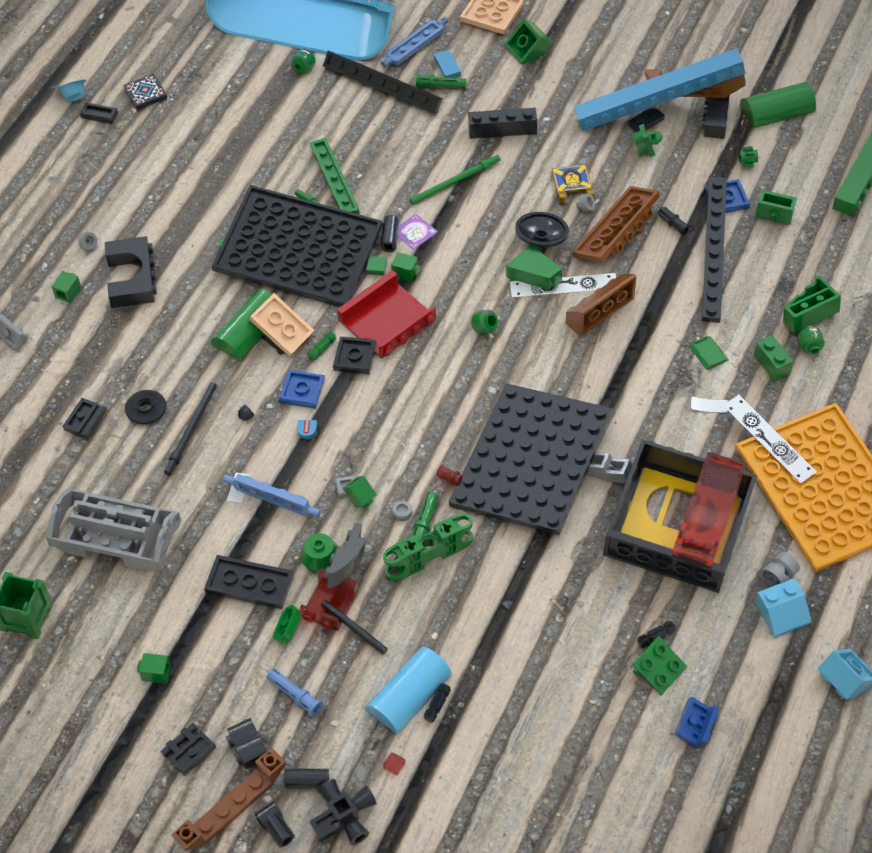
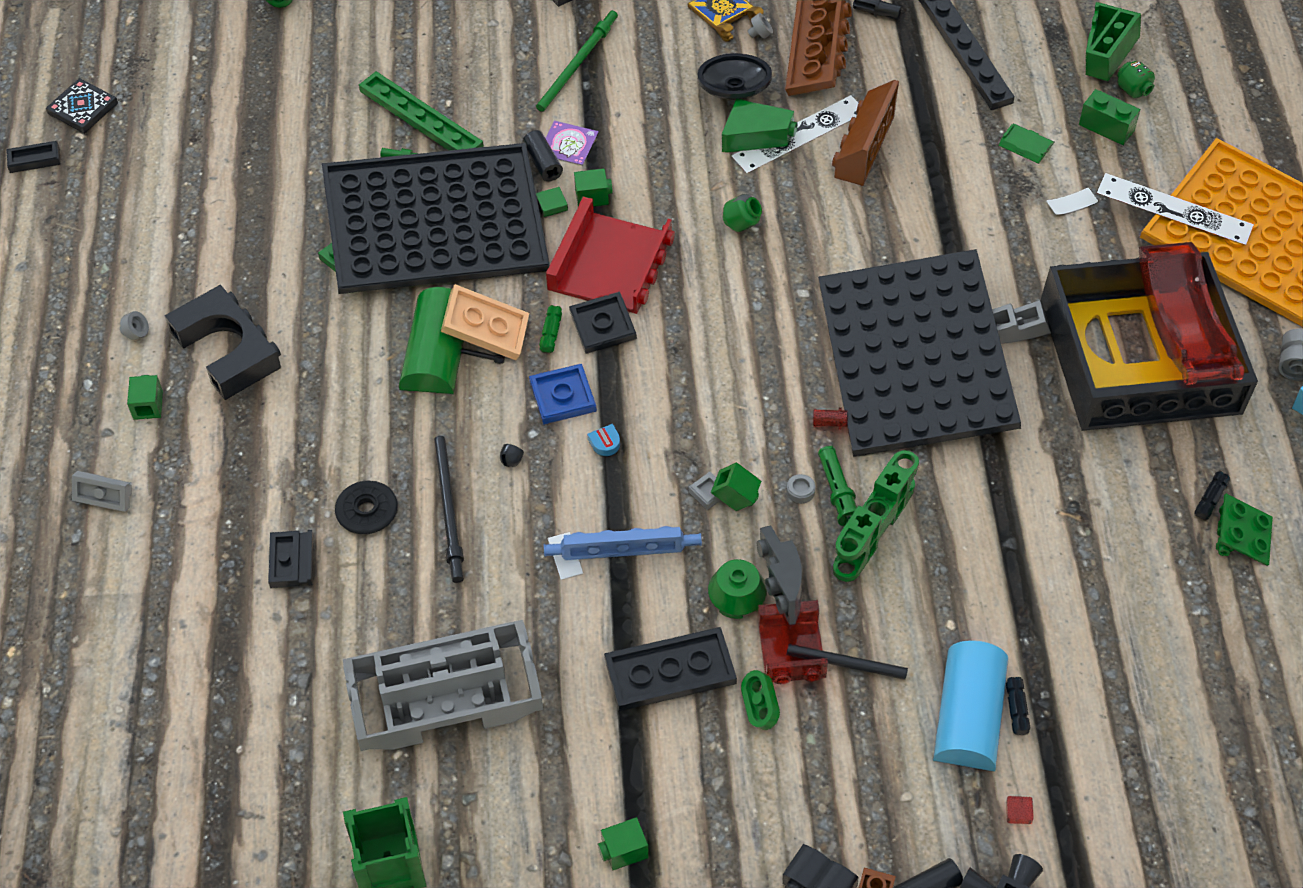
camera: 30 degrees left, 0 degrees up
(301, 697) = (845, 785): medium blue pin -> none

